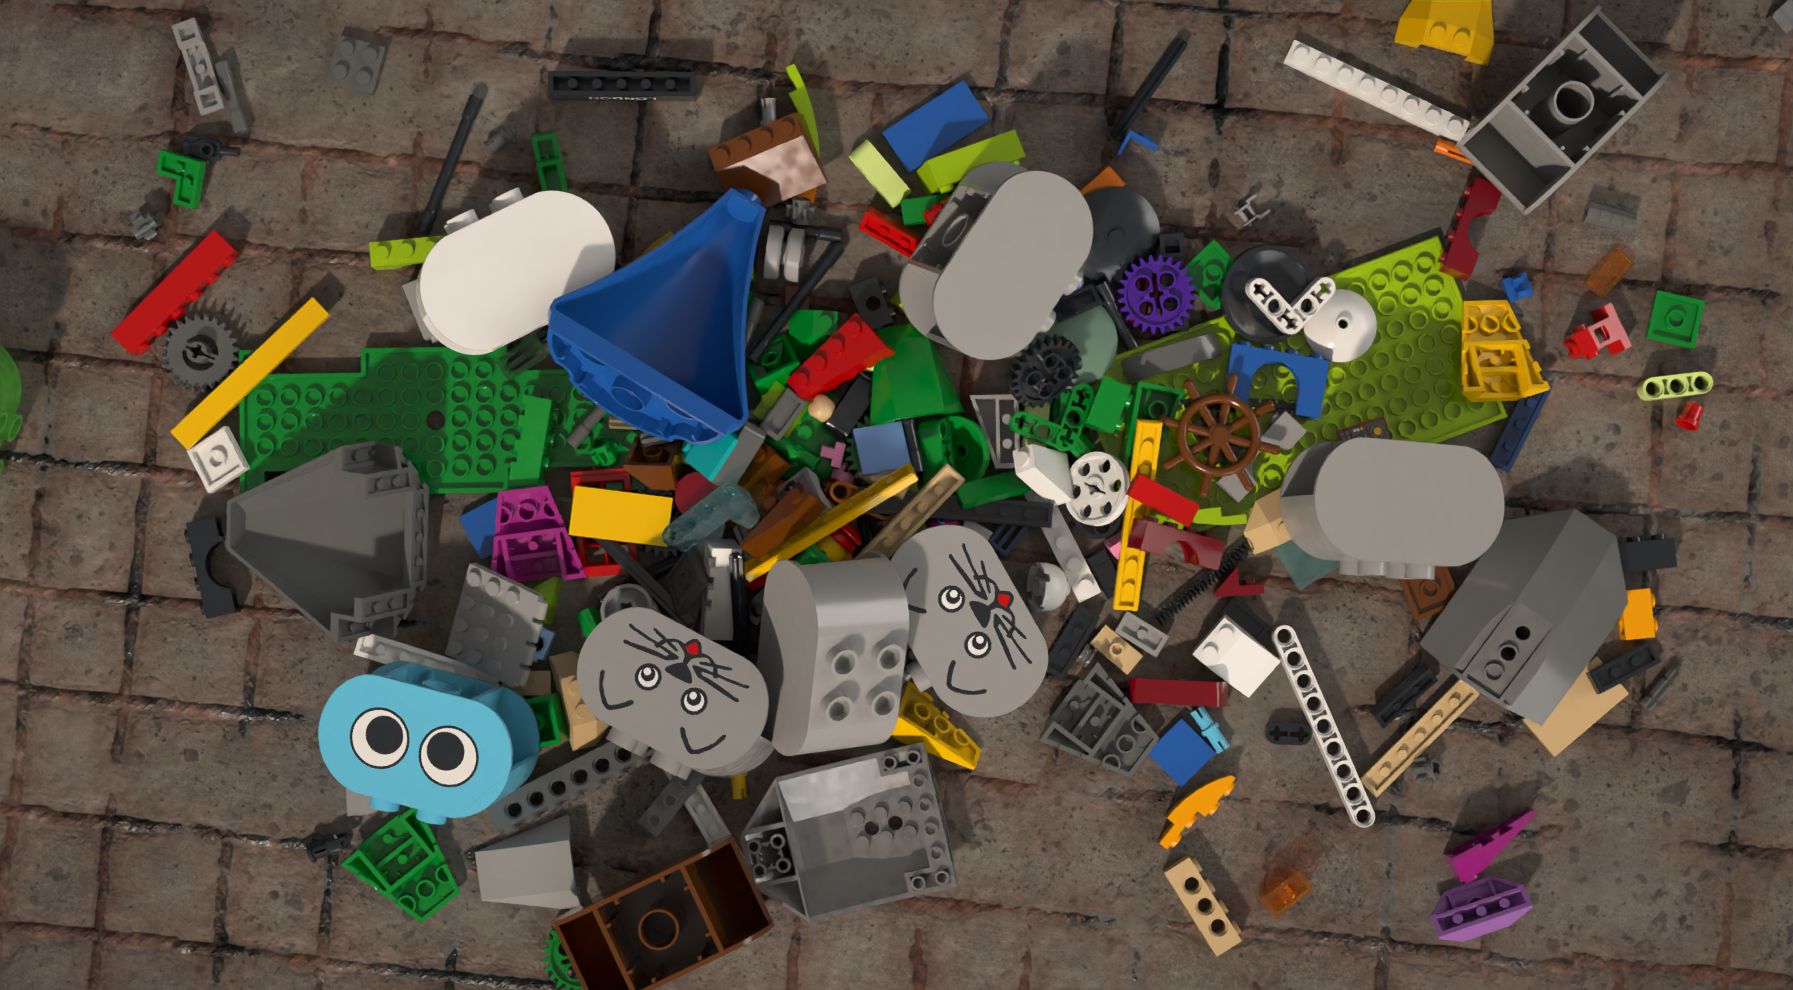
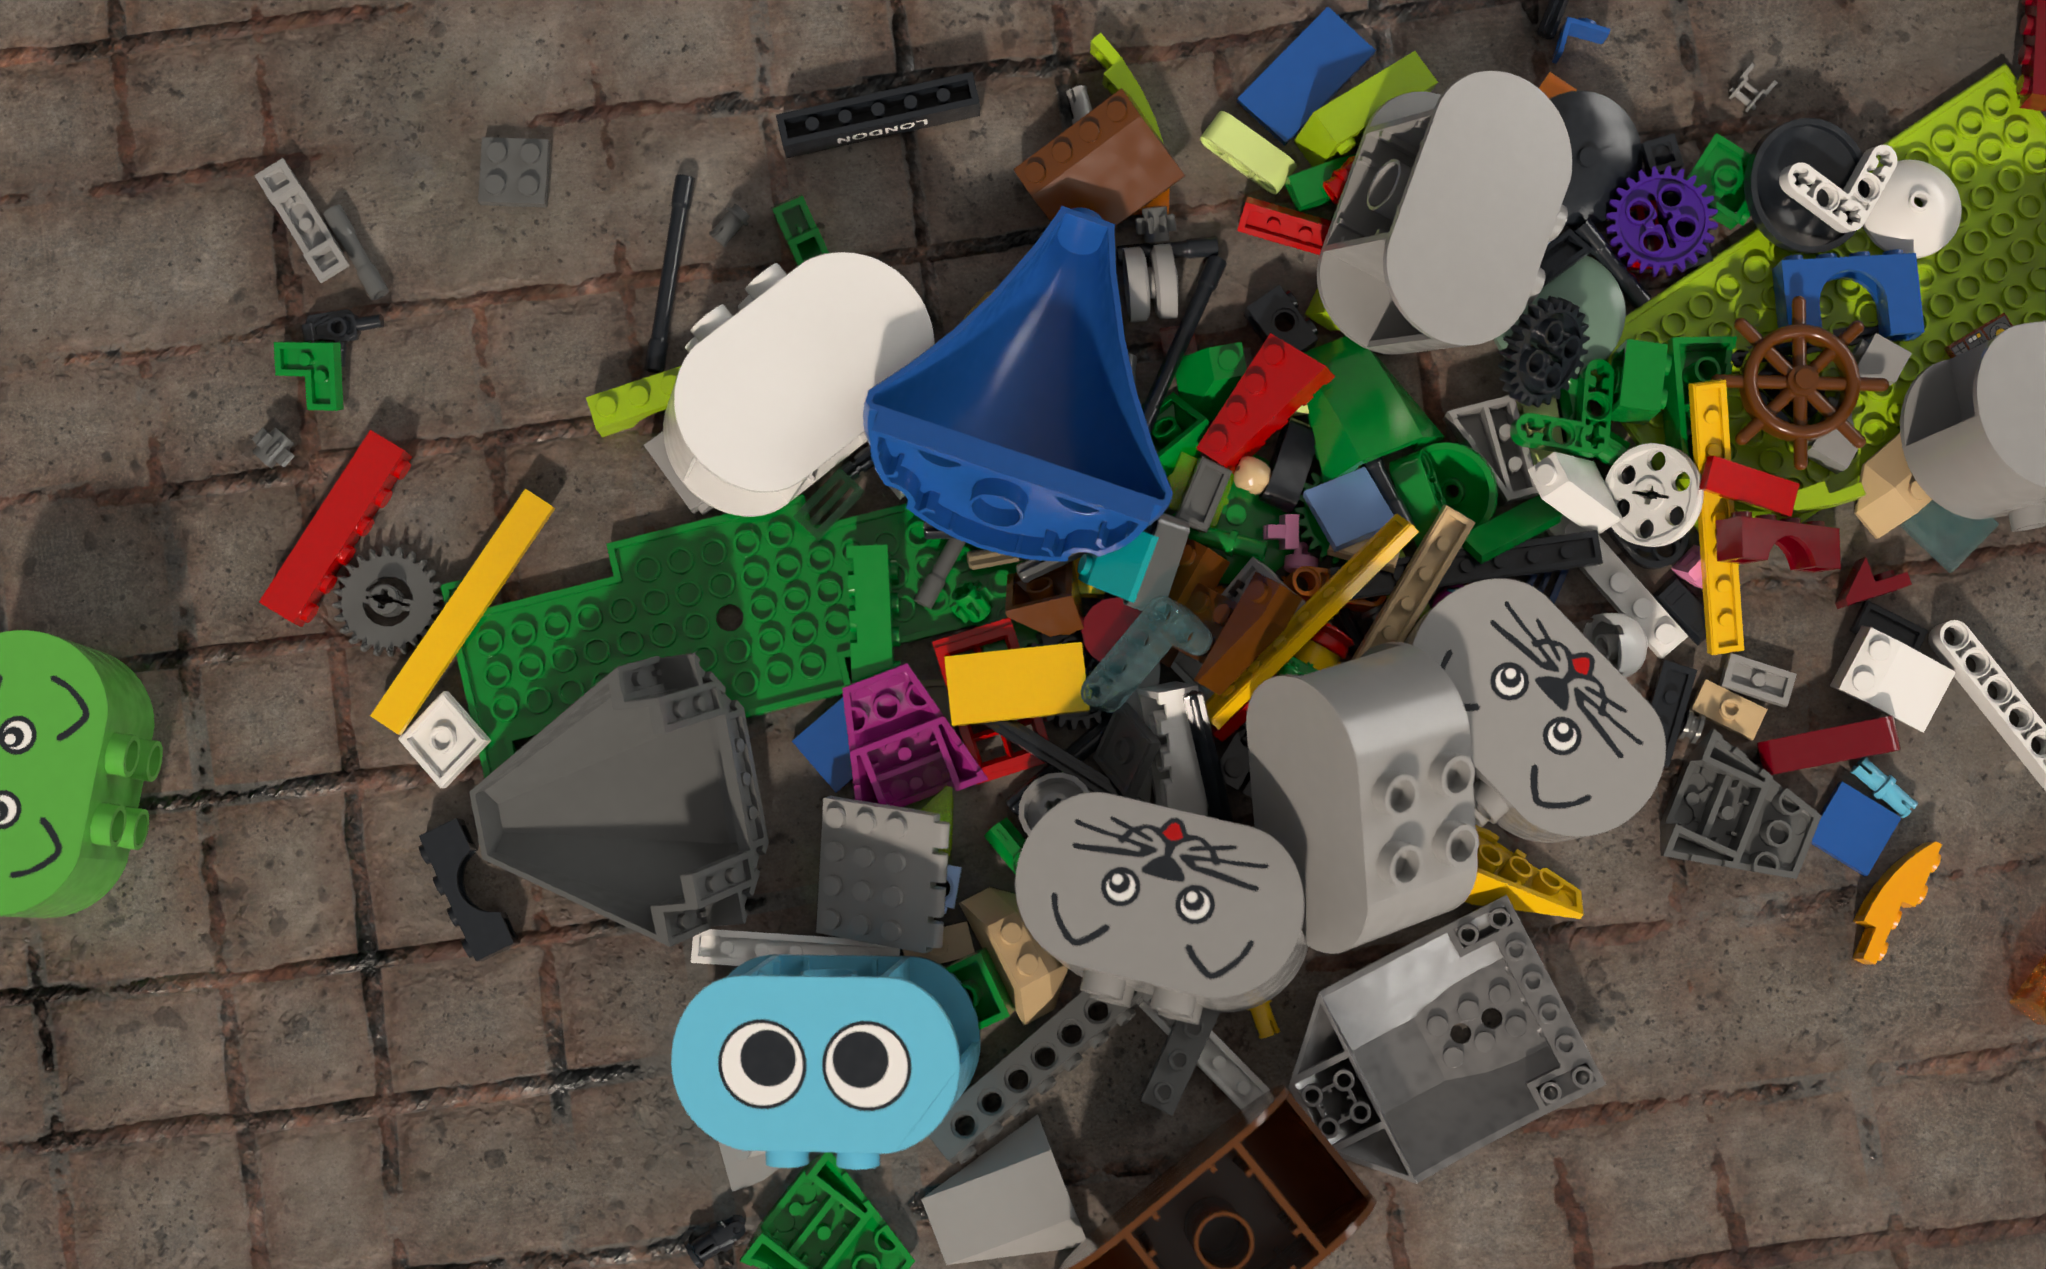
camera: 15 degrees left, 5 degrees down
(1171, 357) = (1699, 301): dark grey slope -> none
(1199, 583) = (1823, 594): black piece -> none
(1217, 940) = (1896, 999): tan brick -> none
(1288, 727) = (1991, 775): black beam -> none

